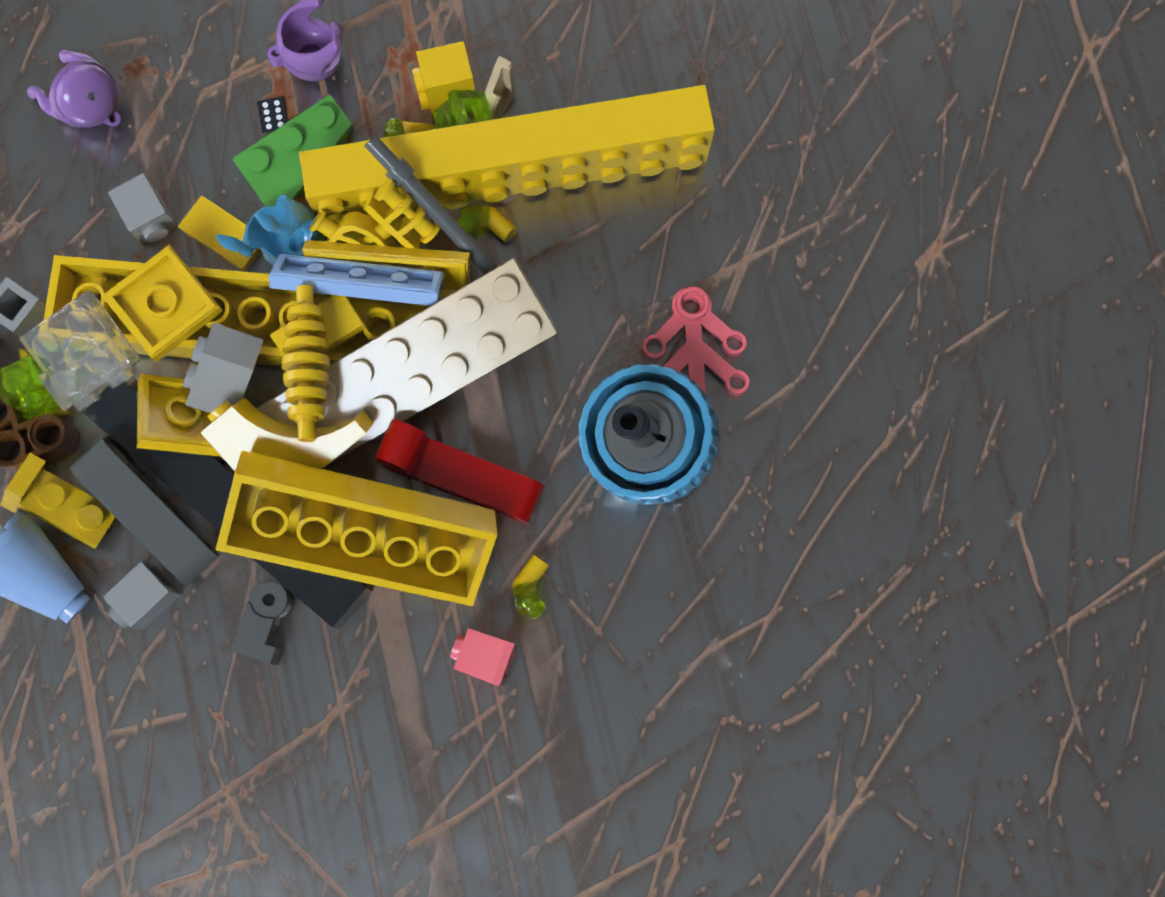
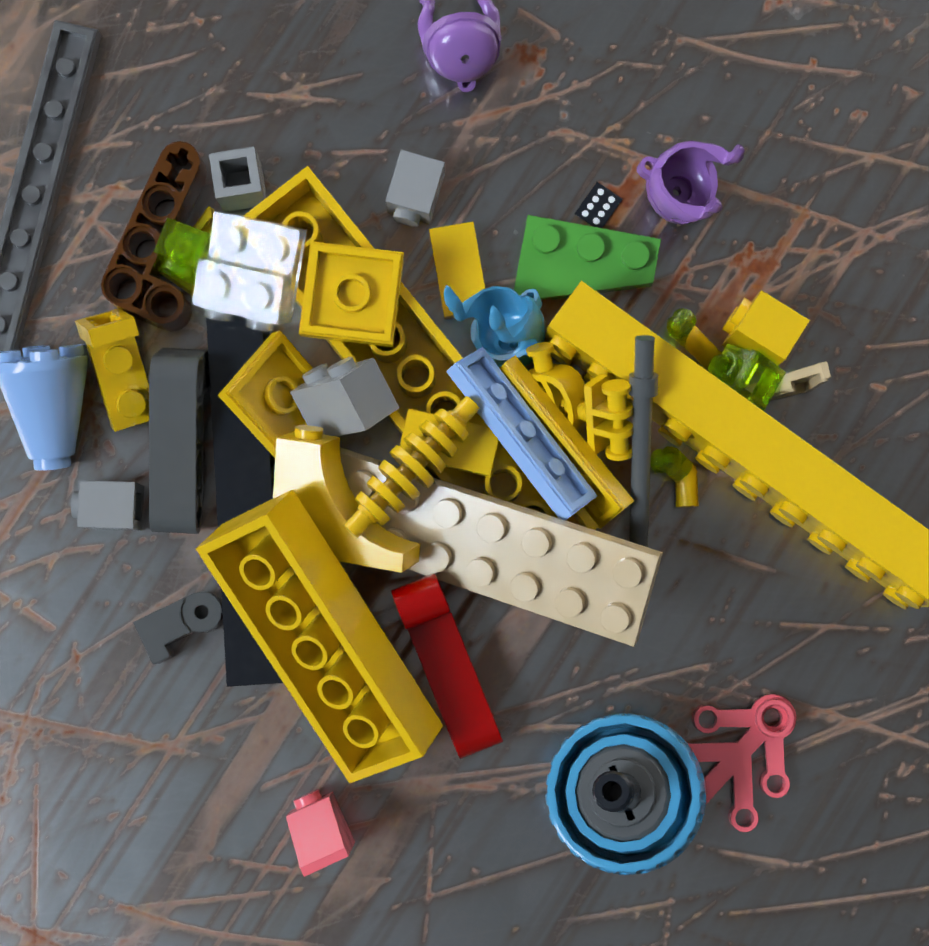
camera: 50 degrees right, 5 degrees up
(525, 589) = (405, 806): arm -> none

